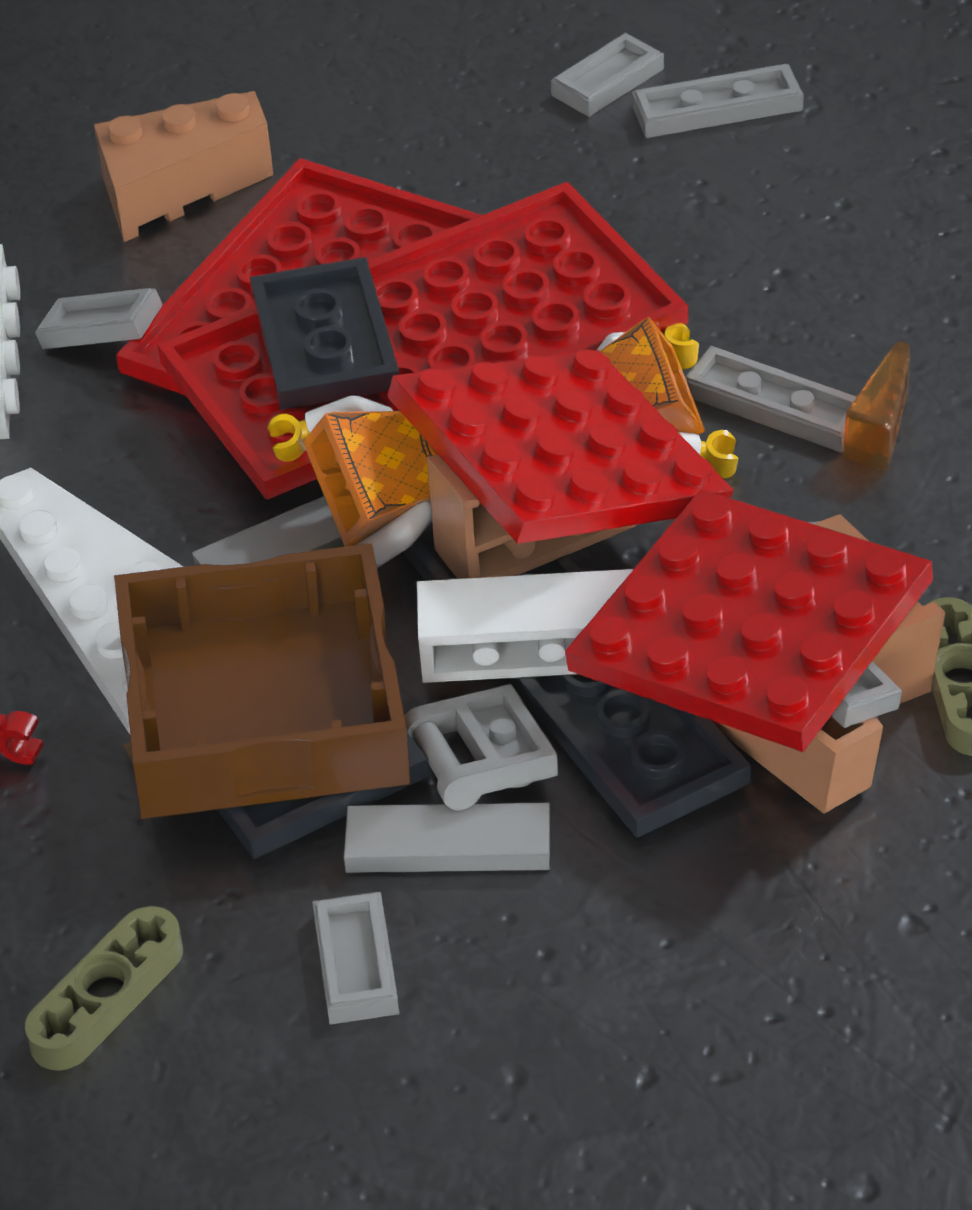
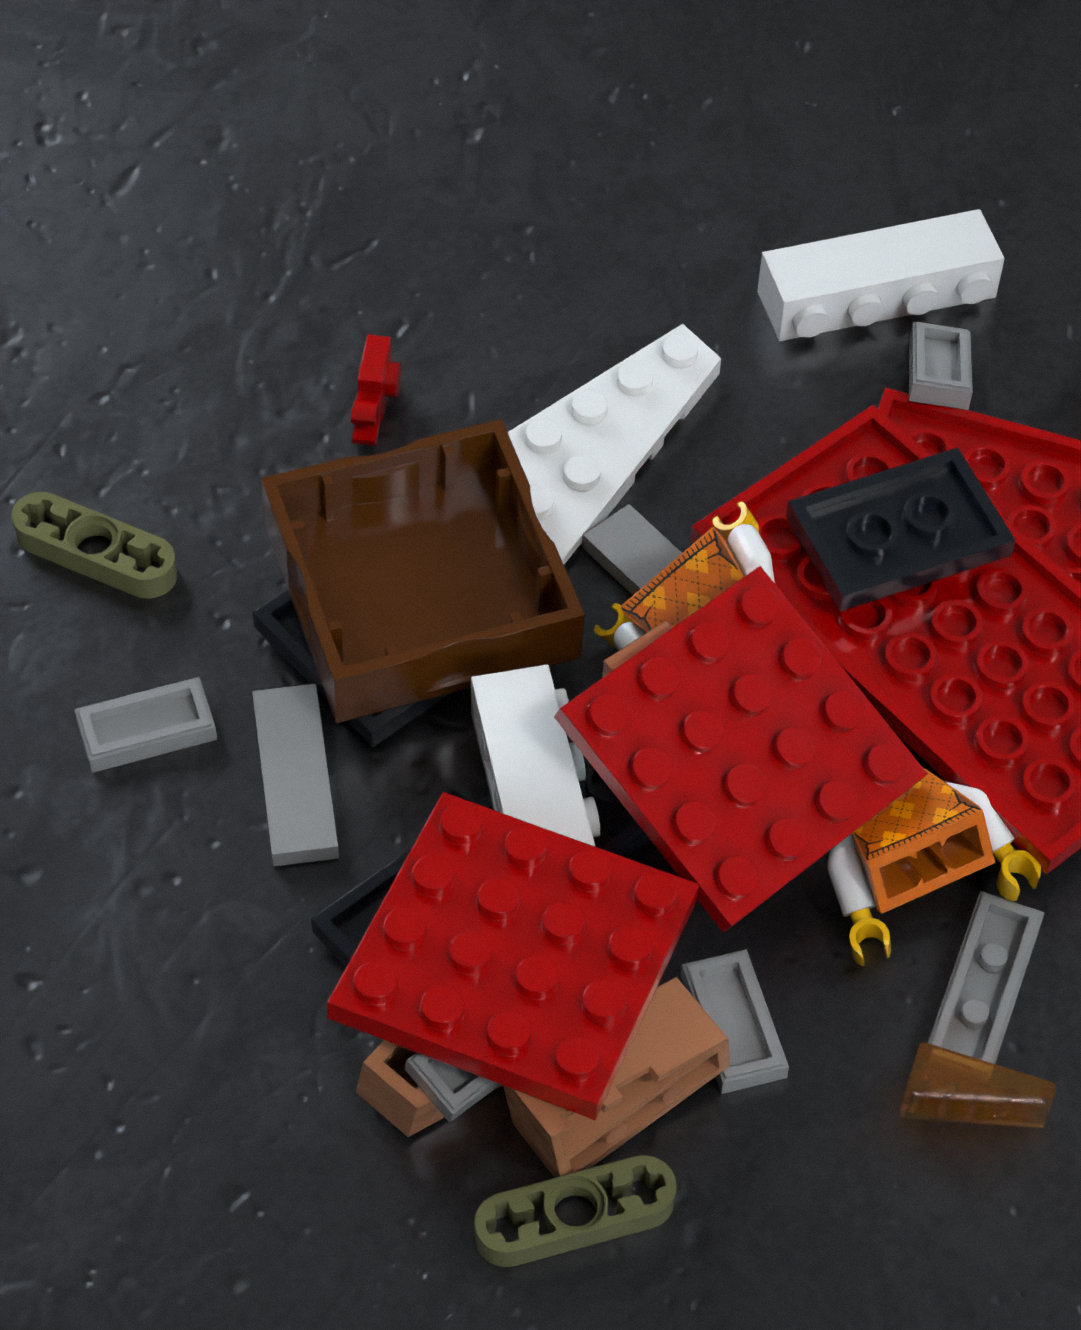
camera: 75 degrees right, 10 degrees up
(499, 735) = (402, 791): light grey plate -> none

